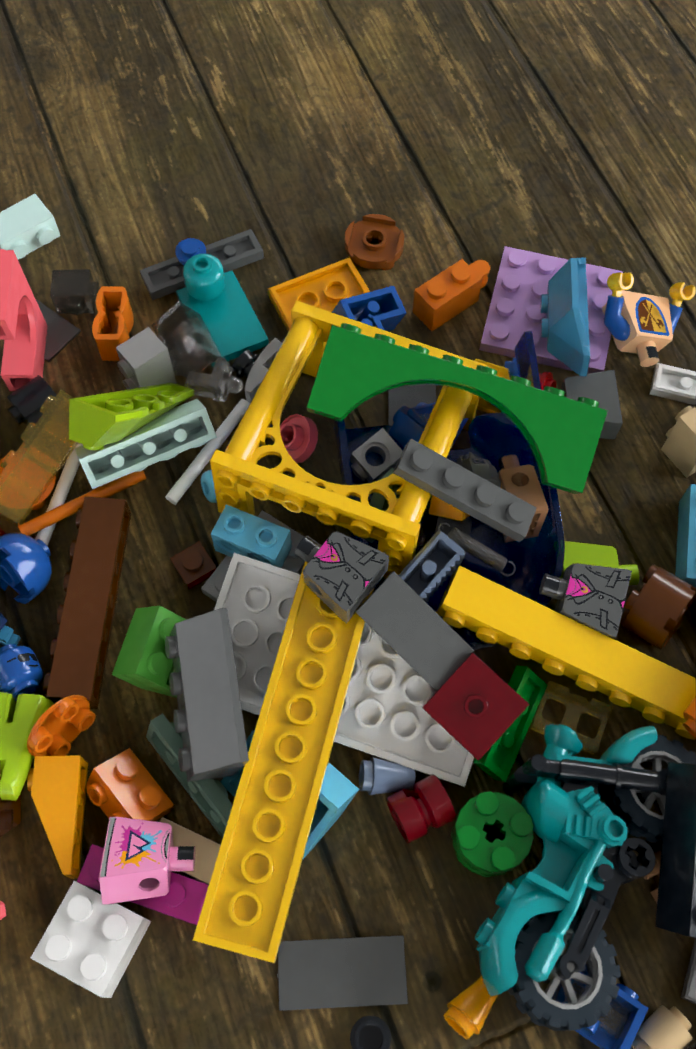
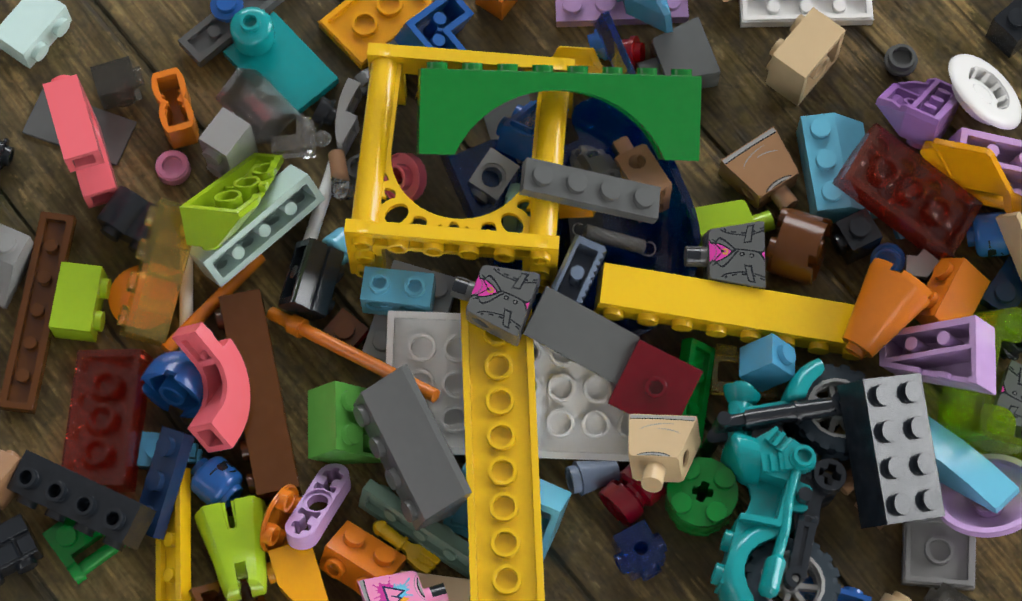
camera: 15 degrees left, 5 degrees up
(54, 579) = (225, 387): none -> coral arch
(95, 376) = (173, 167): none -> bright pink tile
(95, 739) = (318, 520): none -> lavender beam
(153, 548) = (301, 328): none -> orange bar
(178, 507) = (312, 279): none -> black brick
(184, 804) = (417, 555): none -> yellow piece
(239, 408) = (340, 182): none -> arm
(413, 860) = (639, 539): none -> clear blue brick
(463, 773) = (661, 448): none -> tan torso
(597, 714) = (767, 362): none -> dark azure brick
(638, 526) = (762, 171): none -> medium nougat torso

